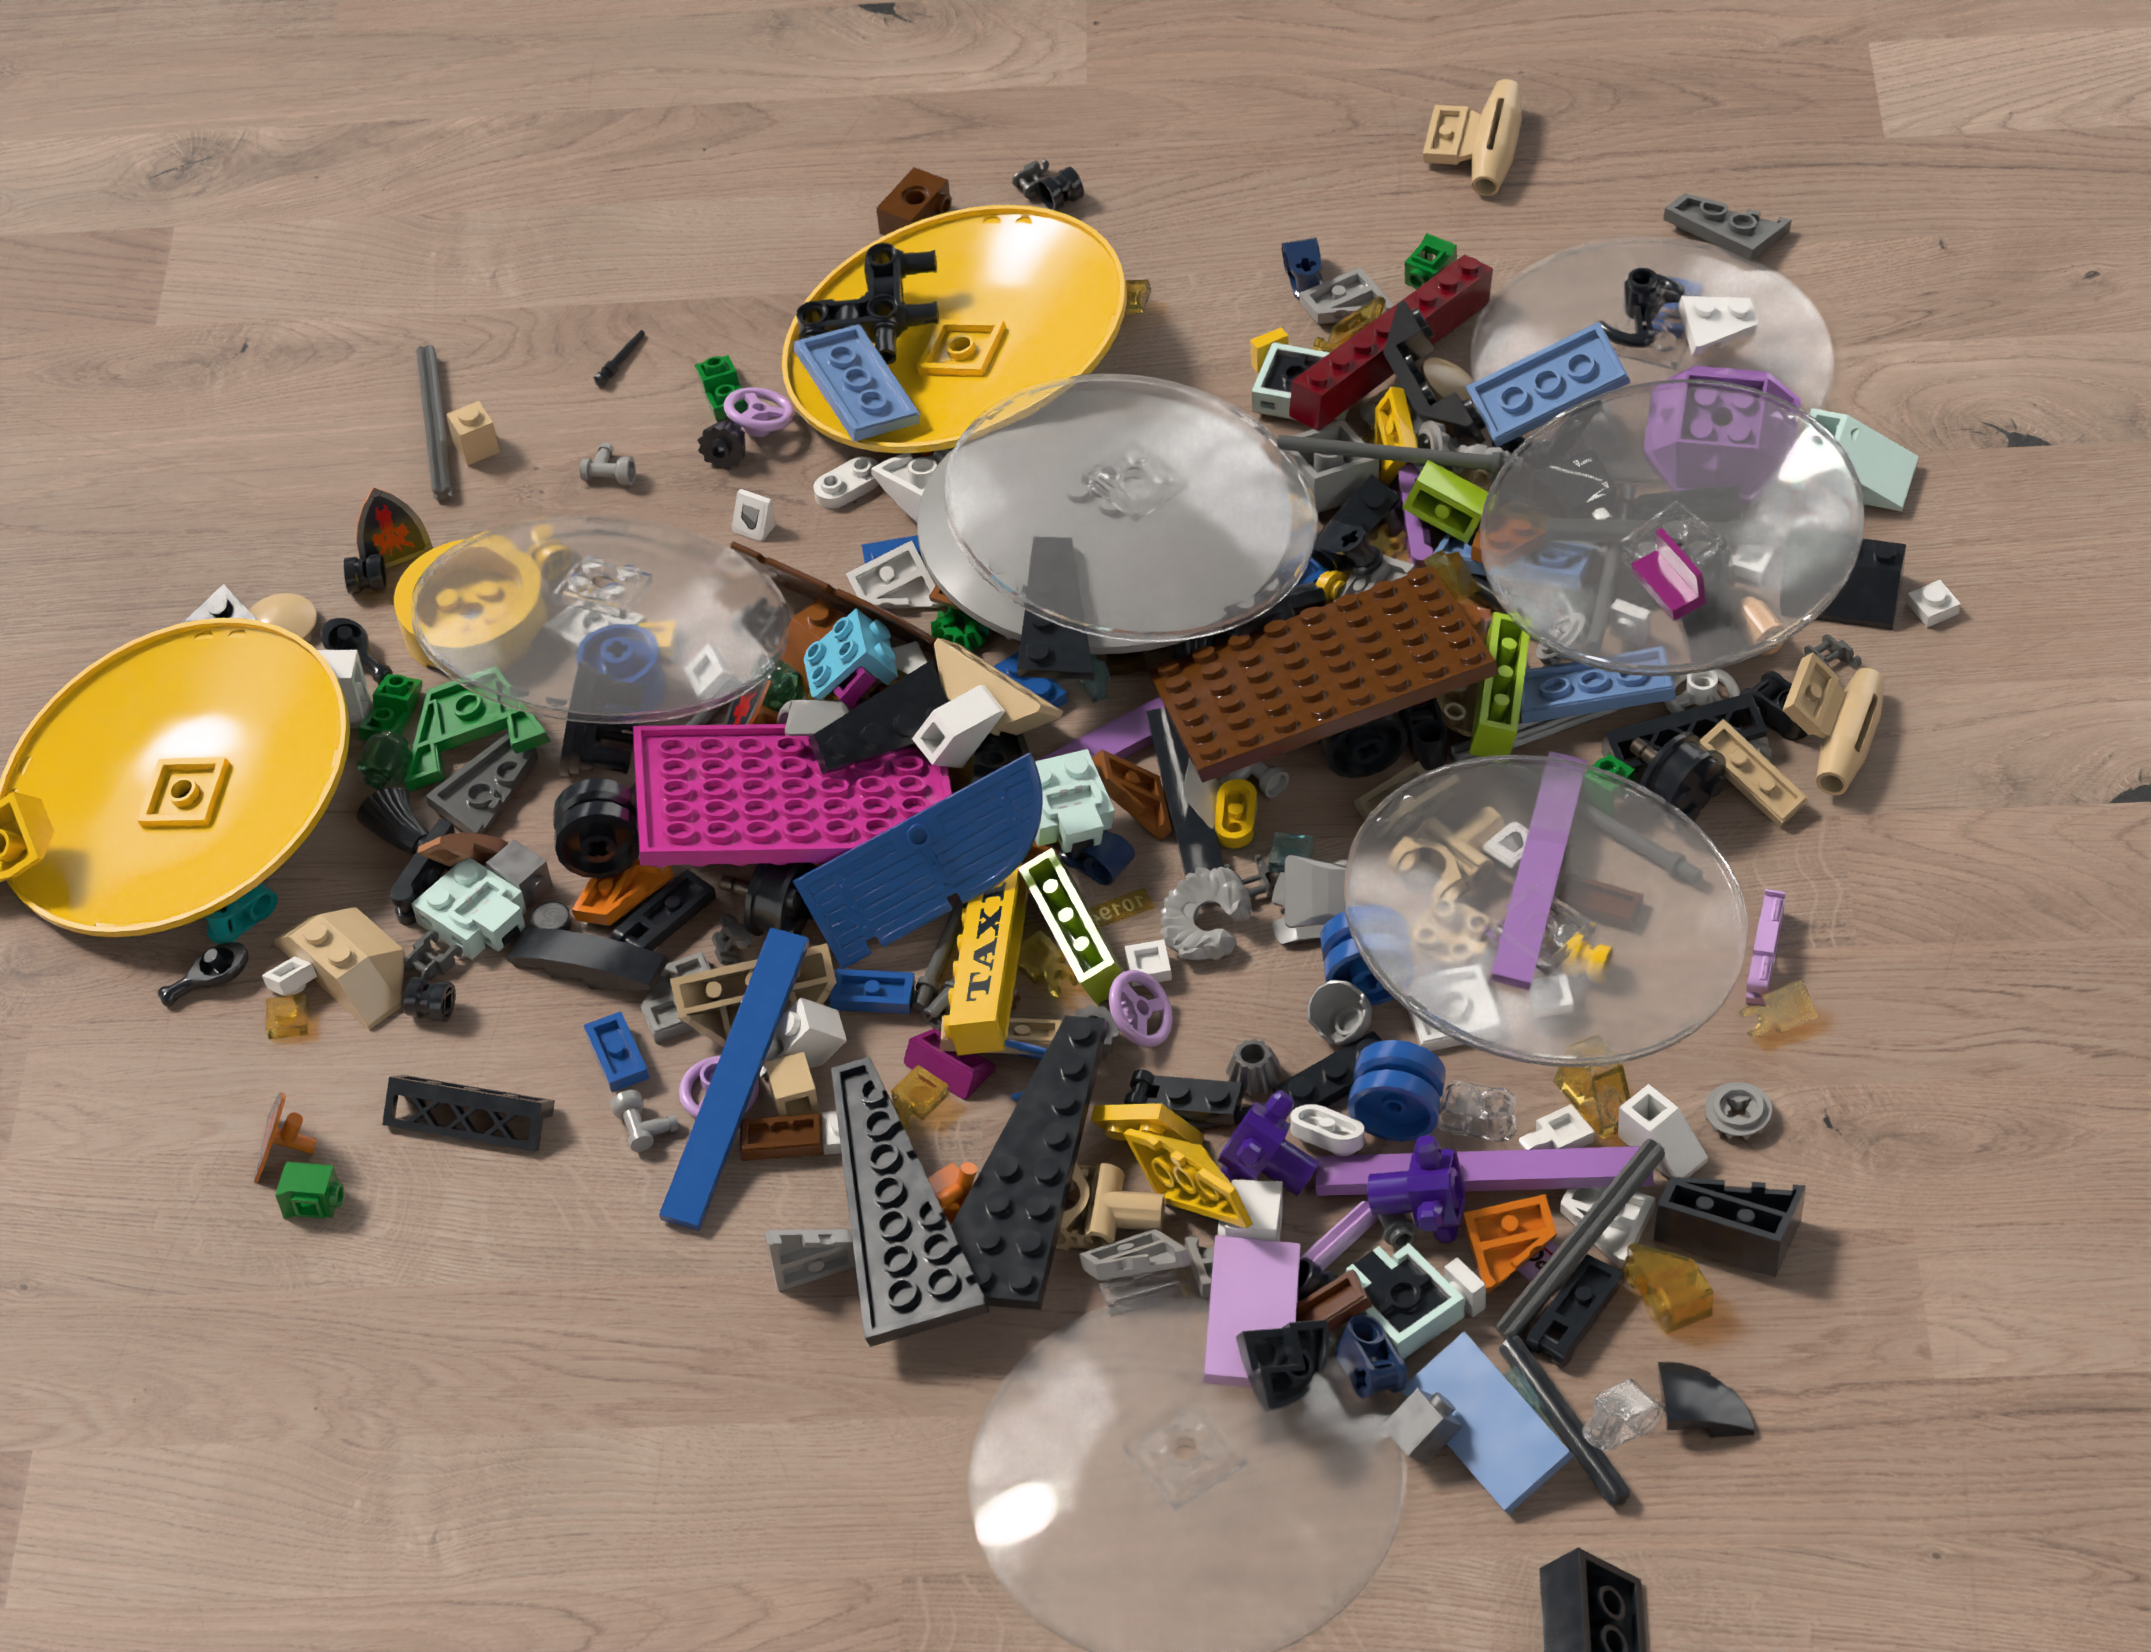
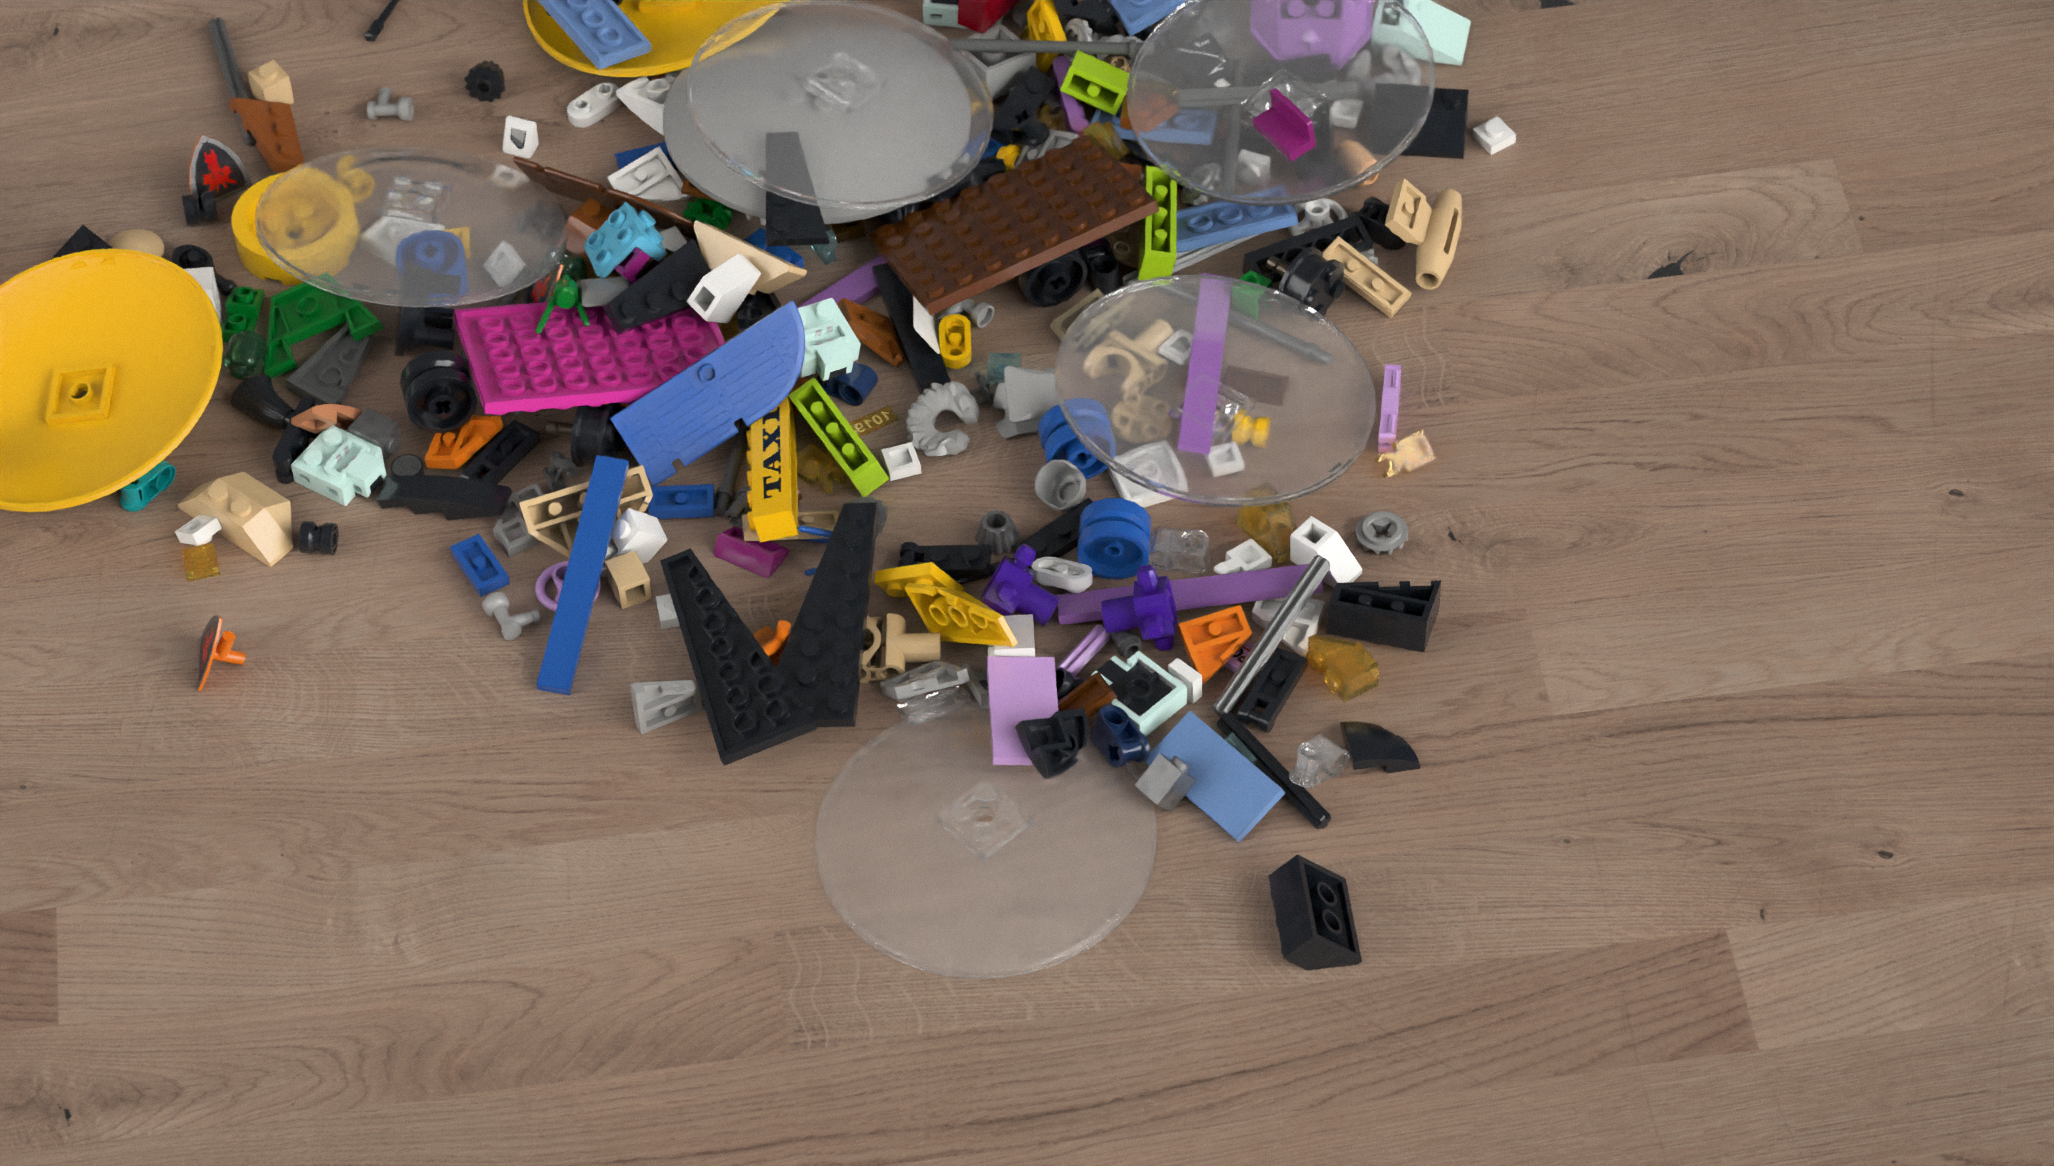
camera: 10 degrees left, 0 degrees up
(211, 969) = (130, 530): black piece -> none
(309, 1191) = (247, 691): green window -> none
(438, 964) = (320, 511): dark grey piece -> none
(466, 485) = (273, 129): none -> dark orange wing
(468, 1096) = (369, 609): black fence -> none
(718, 380) = (475, 35): green slope -> none
(758, 418) = (511, 57): lavender piece -> none
(767, 720) = (564, 296): none -> green plant
(781, 1137) = (626, 618): reddish brown plate -> none
(918, 1095) = (732, 575): clear yellow plate -> none
(1132, 1011) = (895, 497): lavender piece -> none
(1839, 650) = (1422, 177): dark grey piece -> none

